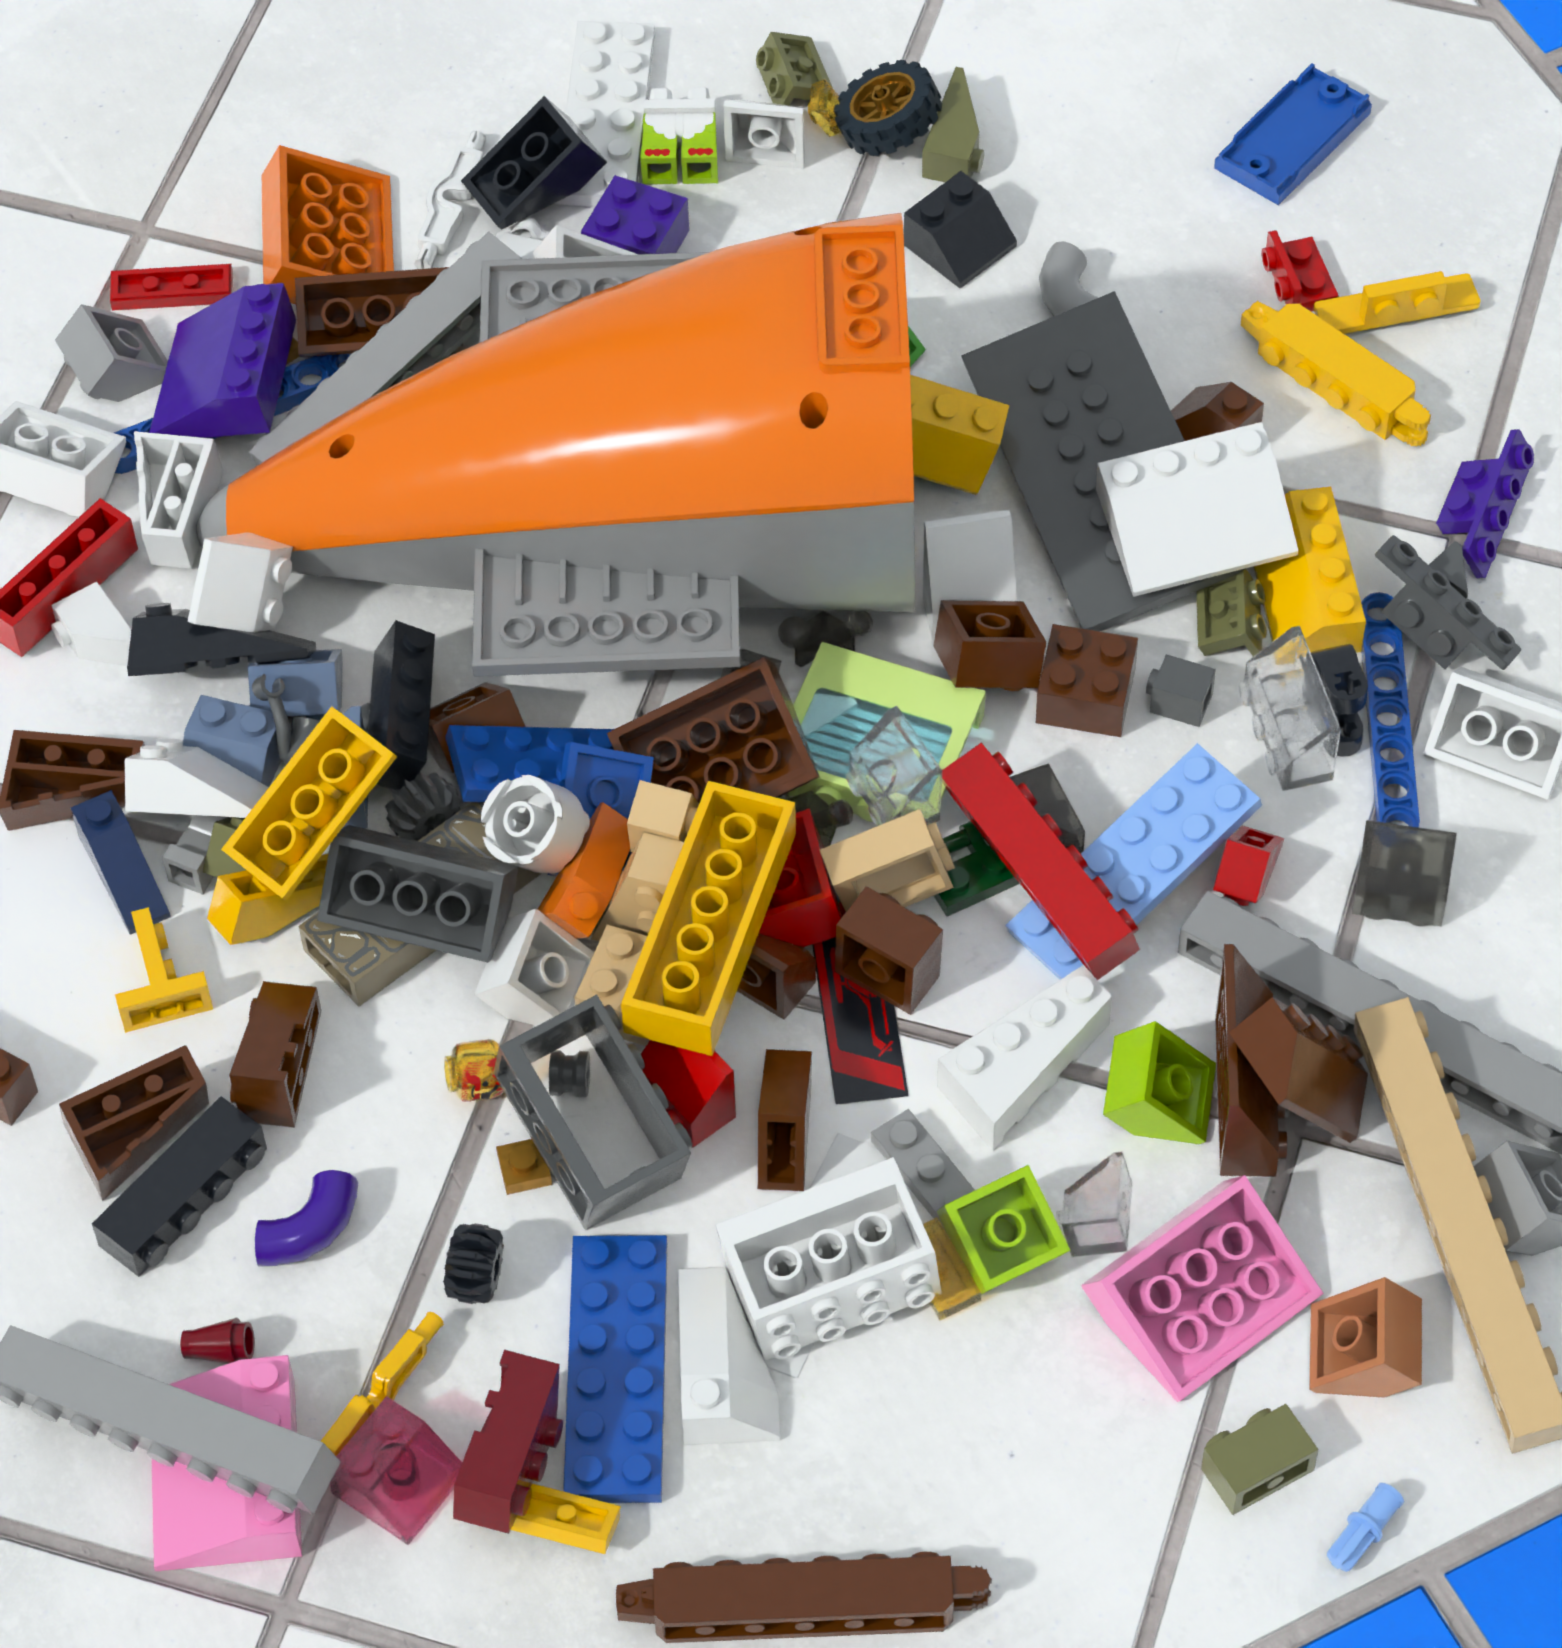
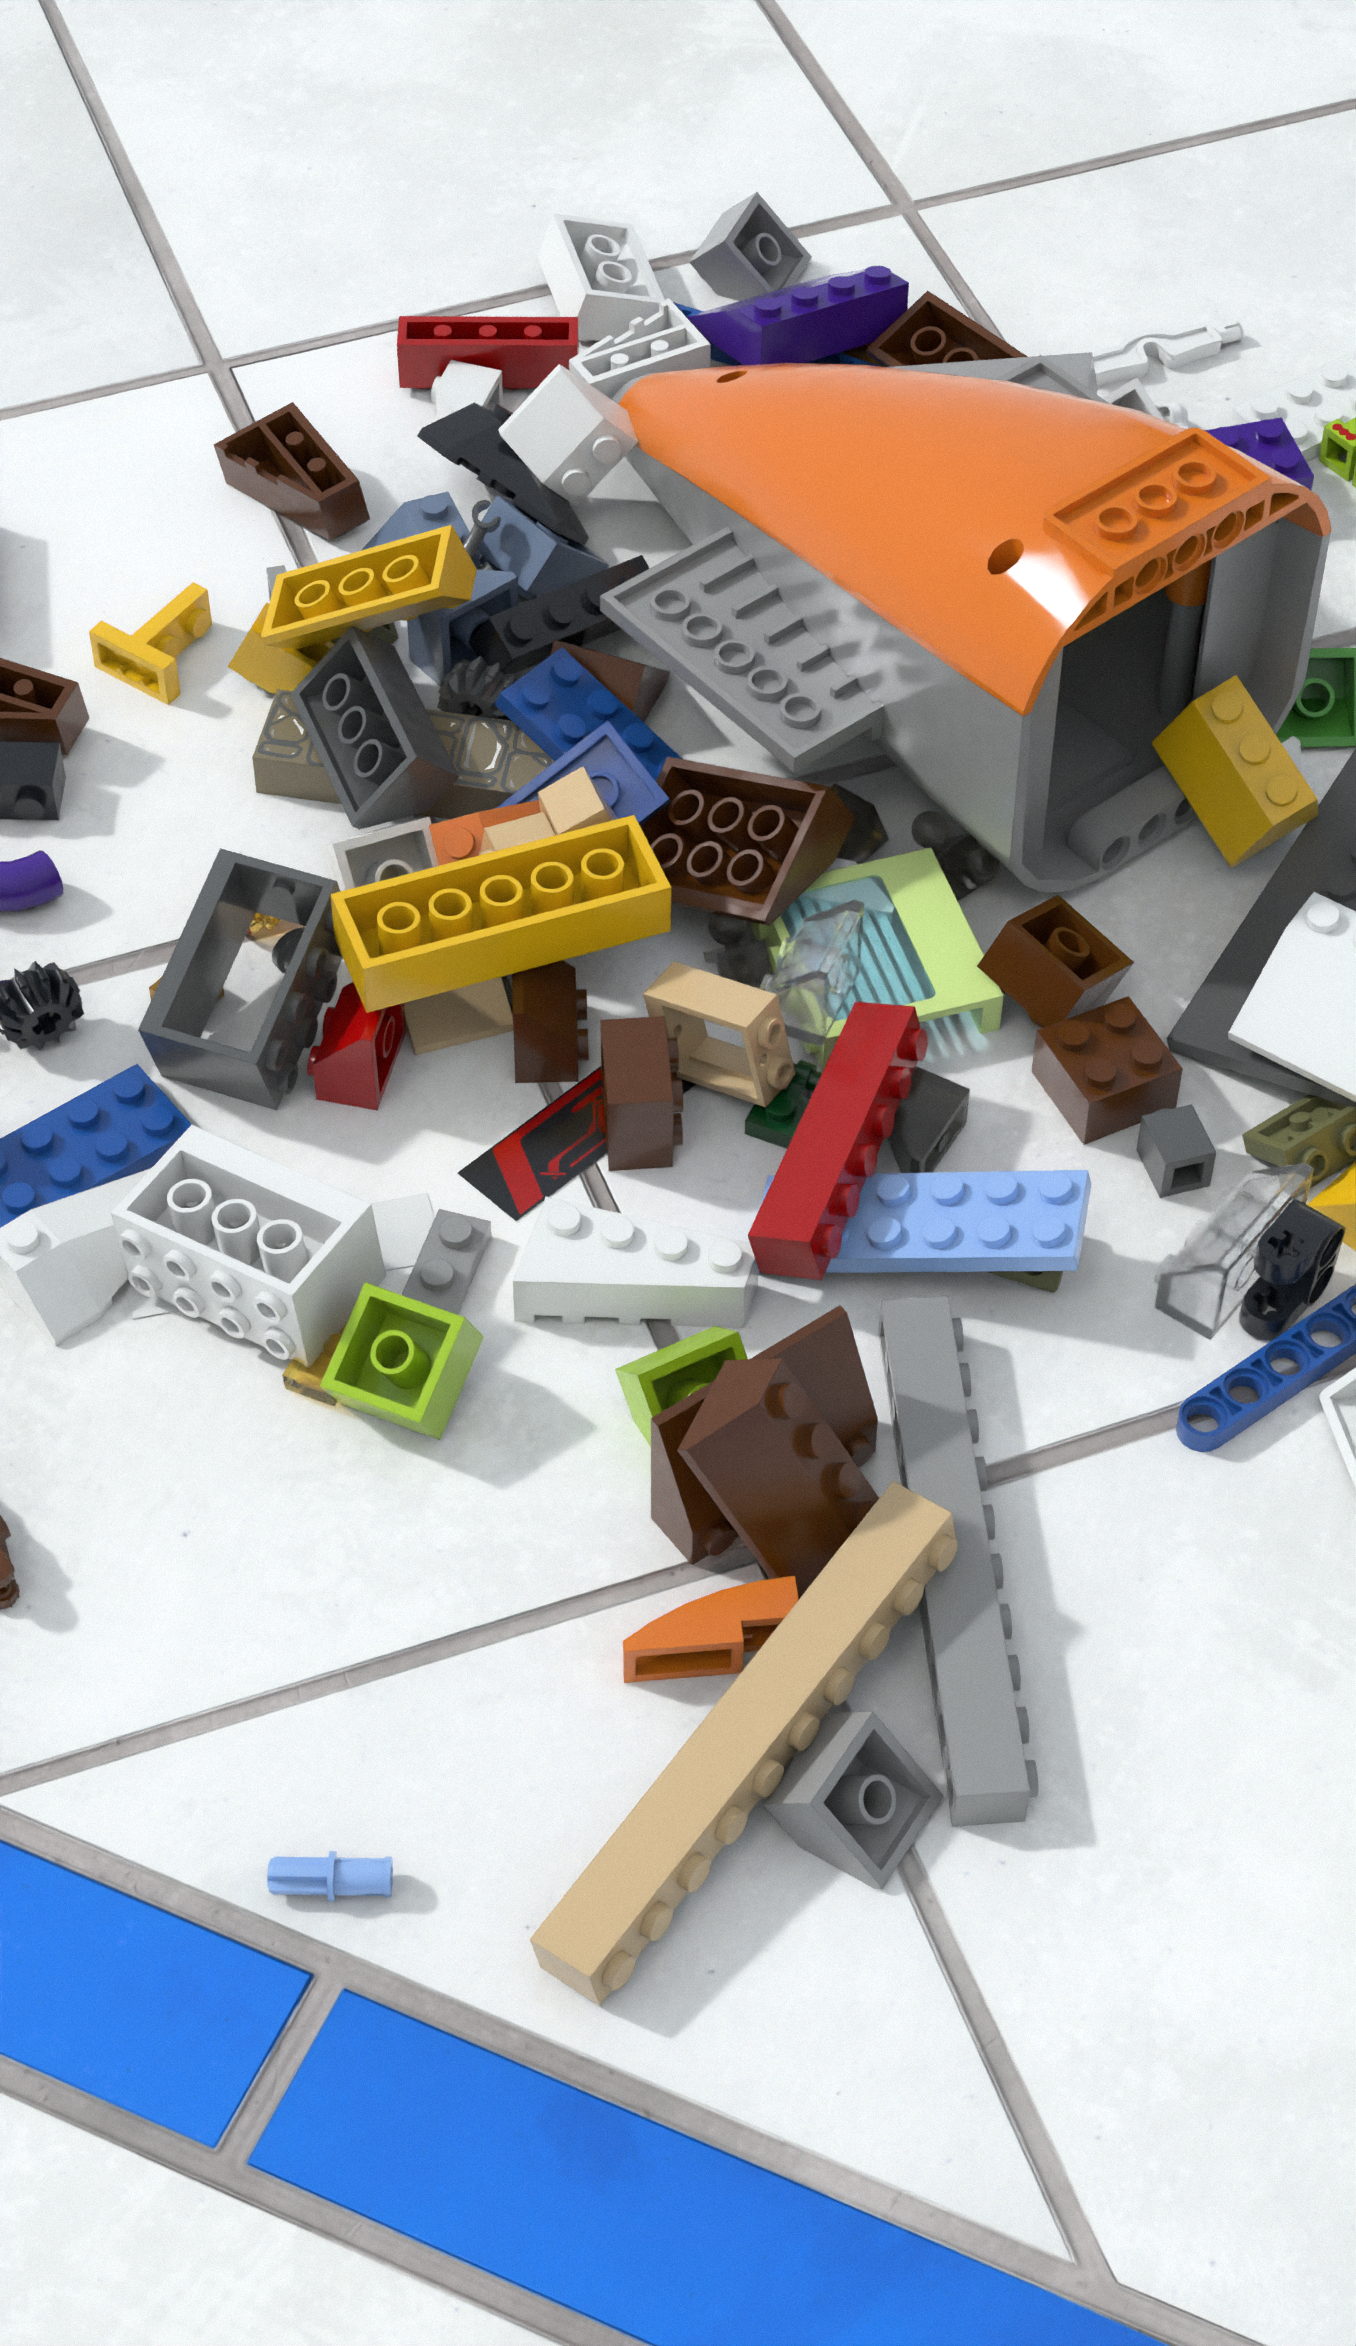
camera: 50 degrees right, 5 degrees down
(118, 858) = (257, 537): dark blue slope -> none
(170, 286) = (859, 247): red tile -> none
(187, 782) = (337, 517): white slope -> none
(275, 1053) = (140, 755): reddish brown wedge -> none
(323, 219) = (1031, 285): orange slope -> none
(533, 166) = (1236, 366): black slope -> none
(533, 824) = (502, 752): white brick -> none
(784, 1120) = (390, 1130): reddish brown slope -> none
(804, 899) = (614, 978): red slope -> none
(968, 561) = (1123, 888): white slope -> none
(1098, 1209) = (507, 1429): clear slope -> none
(1203, 1287) = (493, 1571): bright pink slope -> none
(1247, 865) = (1025, 1318): red slope -> none
(1258, 1458) = (332, 1732): olive brick -> none
(1354, 1190) = (709, 1632): none -> orange slope
(1366, 1341) = (552, 1750): nougat slope -> none
(1404, 873) = (1132, 1448): clear smoke slope -> none

